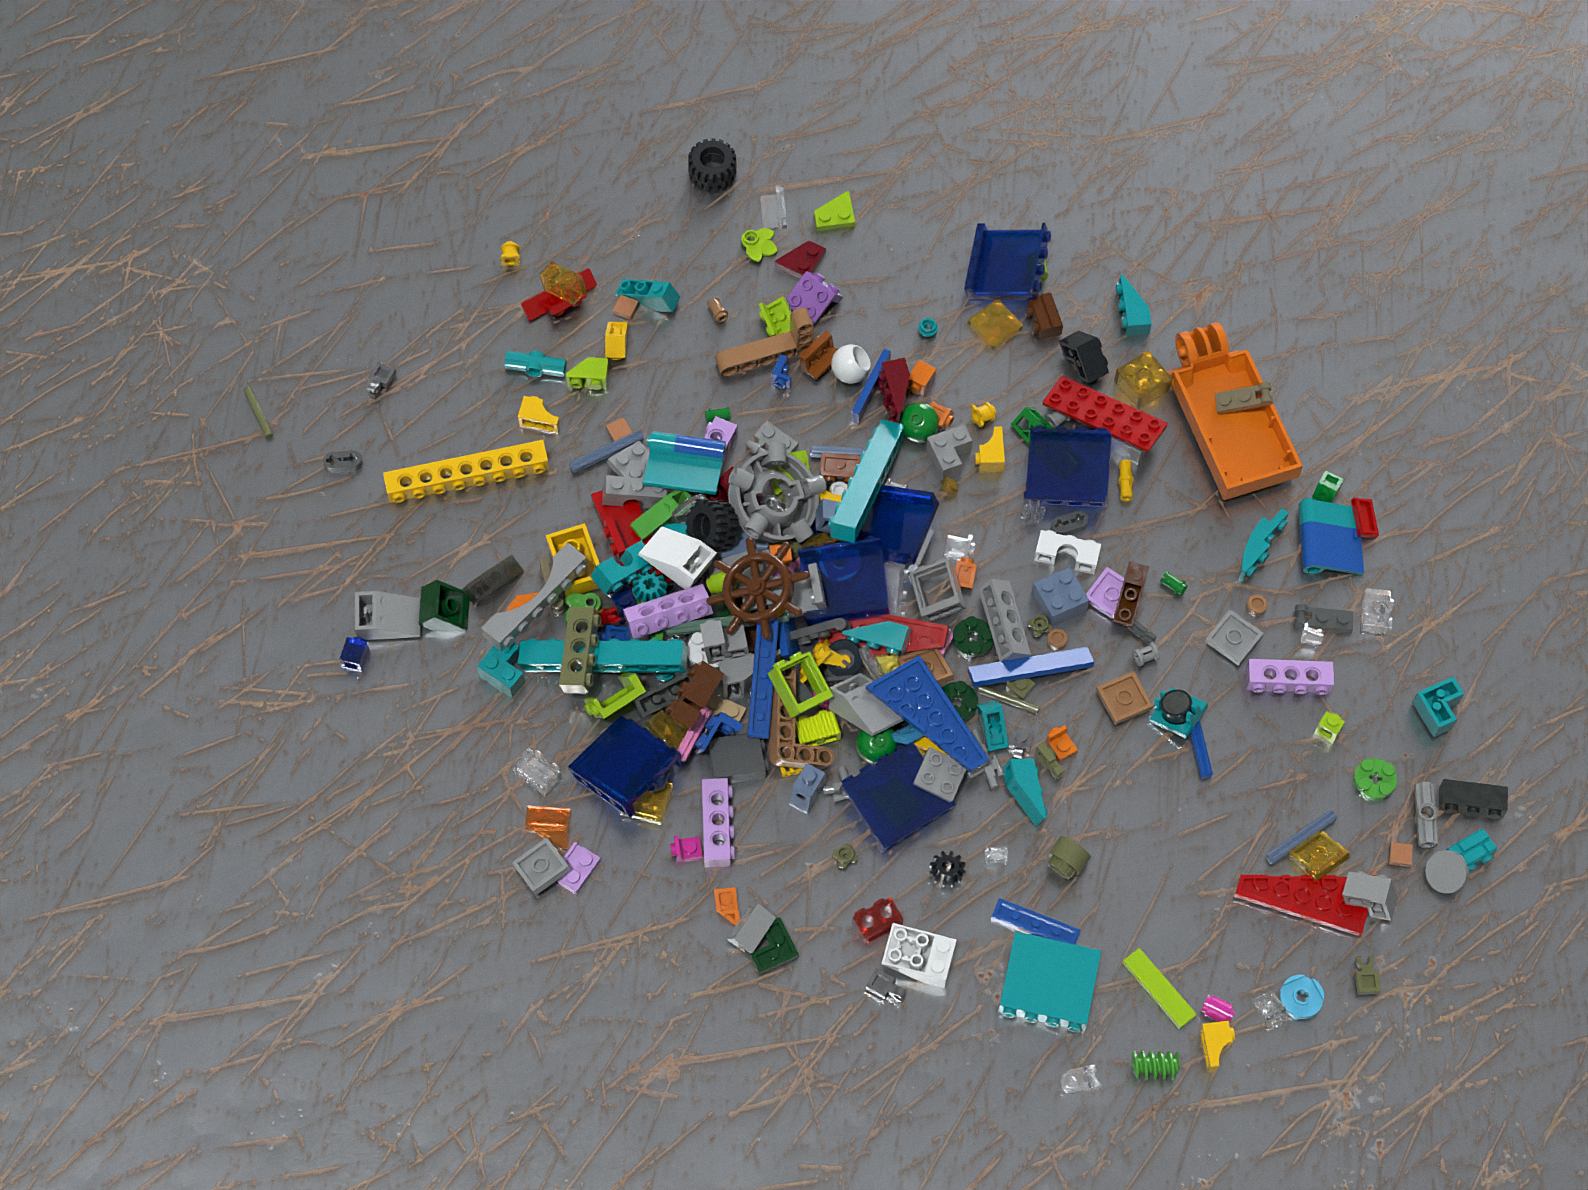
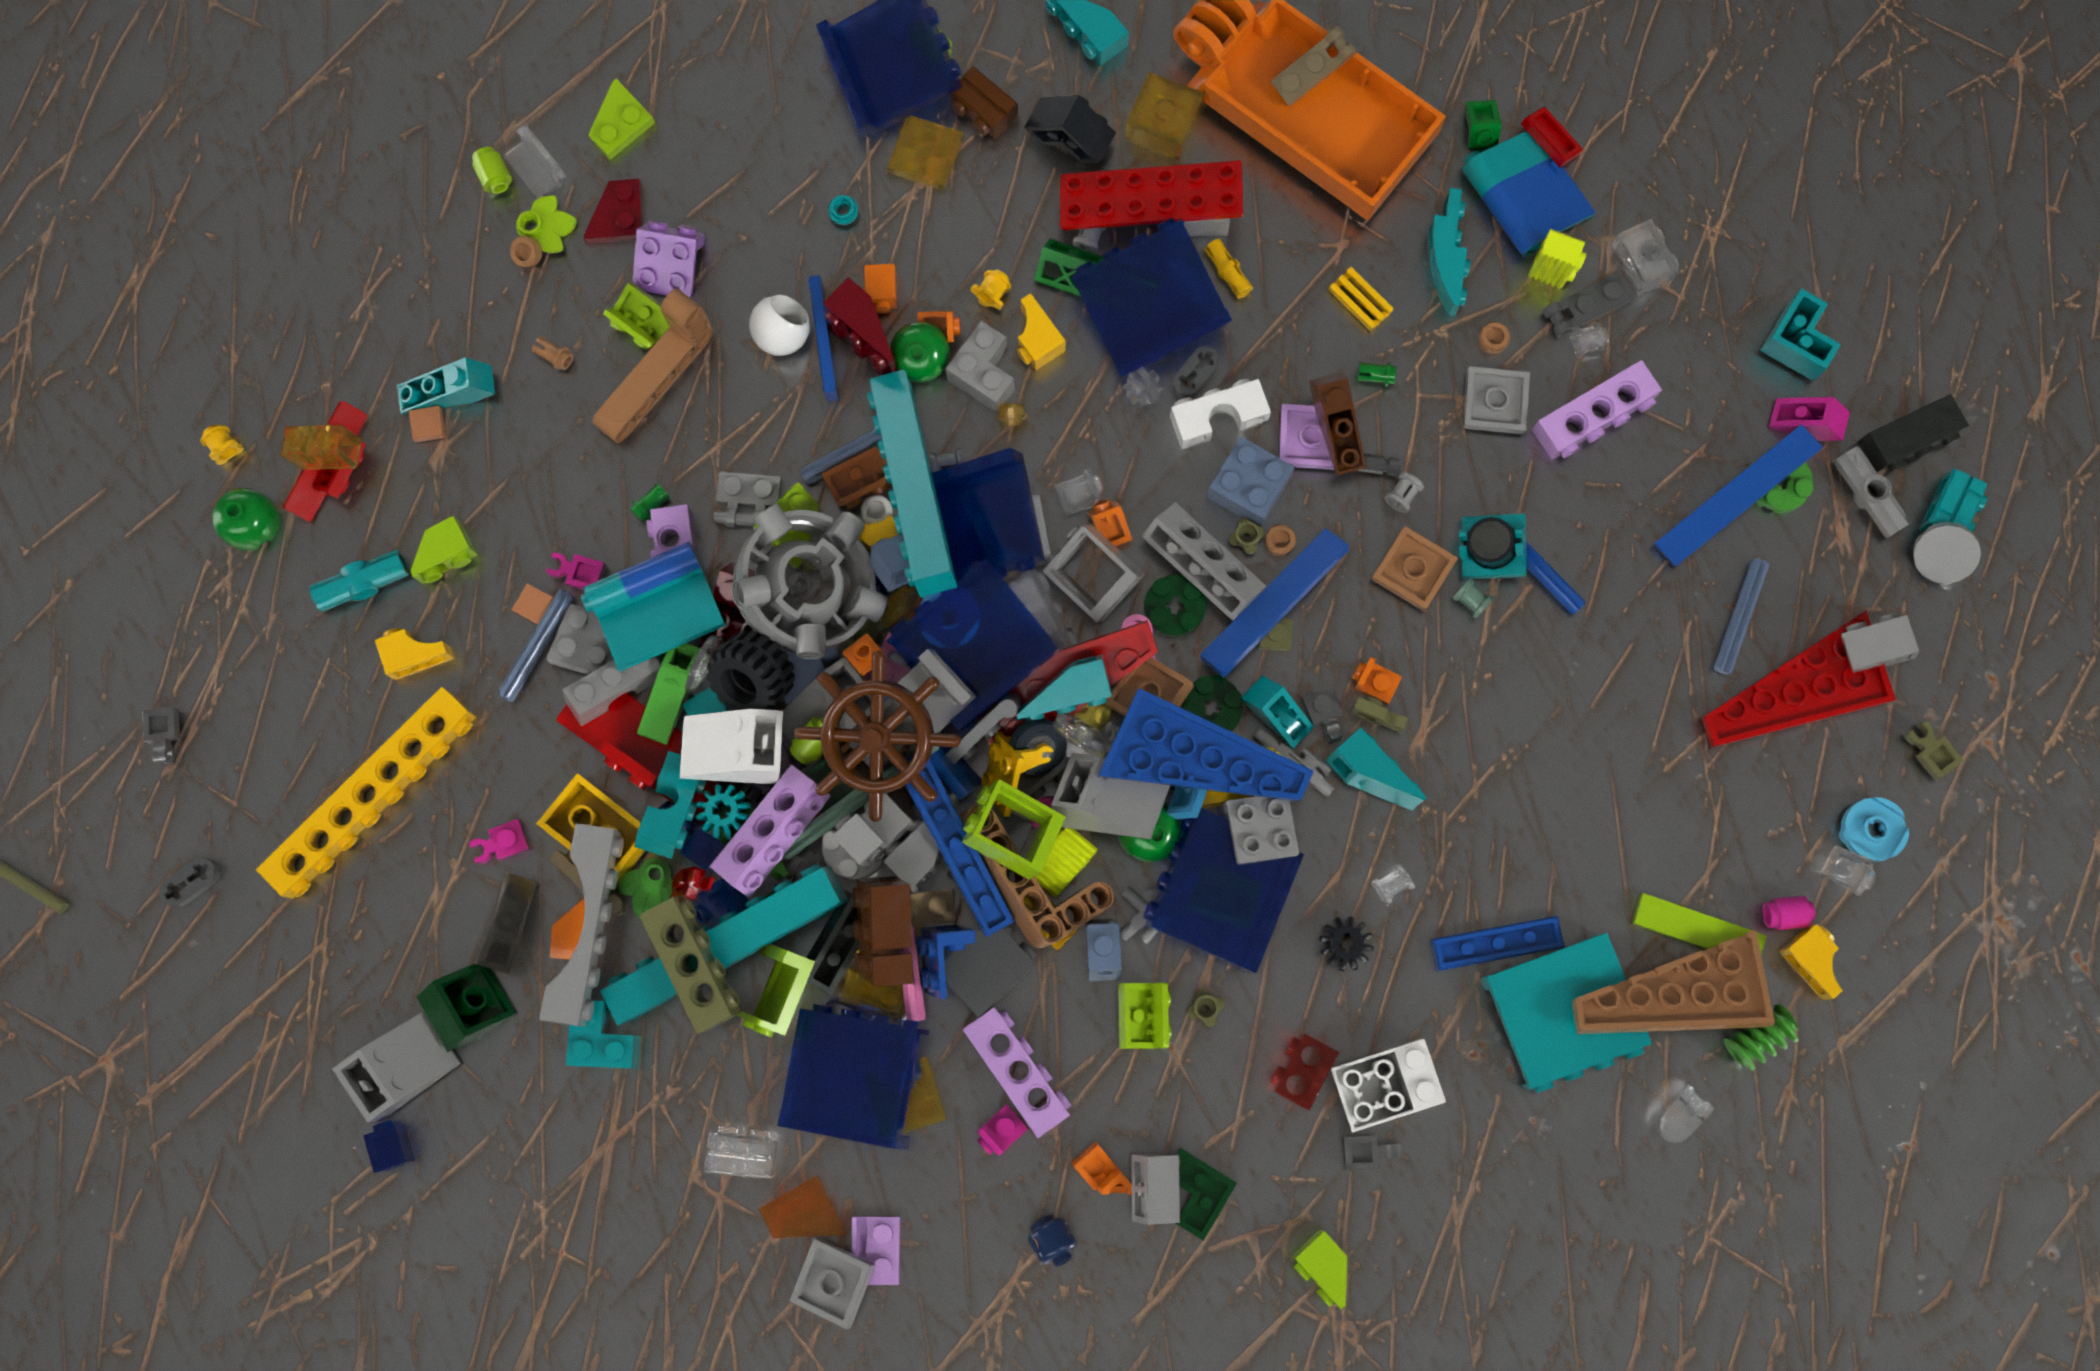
camera: 30 degrees left, 15 degrees up
(497, 299) = (245, 519): none -> green cylinder
(521, 540) = (505, 841): none -> dark pink plate
(616, 340) = (445, 480): yellow arch -> none
(652, 424) = (579, 572): none -> dark pink plate
(675, 920) = (1052, 1241): none -> dark blue head
(712, 152) = (401, 130): black tyre -> none
(738, 250) = (525, 251): none -> medium nougat tile
(748, 199) = (491, 170): none -> lime brick
(779, 374) = (693, 393): blue bracket -> none
(806, 836) = (1144, 1015): none -> lime bracket
(818, 356) = (729, 339): dark orange bracket -> none
(819, 1029) = (1326, 1265): none -> lime slope
(1009, 699) = (1275, 660): olive bar -> none
(1067, 858) = (1485, 834): olive piece -> none
(1129, 1010) = (1697, 992): none -> medium nougat wing
(1147, 733) = (1473, 598): none -> sand green bush
(1189, 525) = (1370, 292): none -> yellow tile
(1318, 855) = (1782, 629): clear yellow plate -> none
(1319, 580) = (1558, 259): none -> neon yellow brick
(1331, 723) = (1688, 447): lime brick -> none
(1341, 768) = (1738, 496): none -> blue tile
(1400, 854) = (1871, 562): nougat tile -> none
(1416, 754) = (1821, 416): none -> dark pink slope

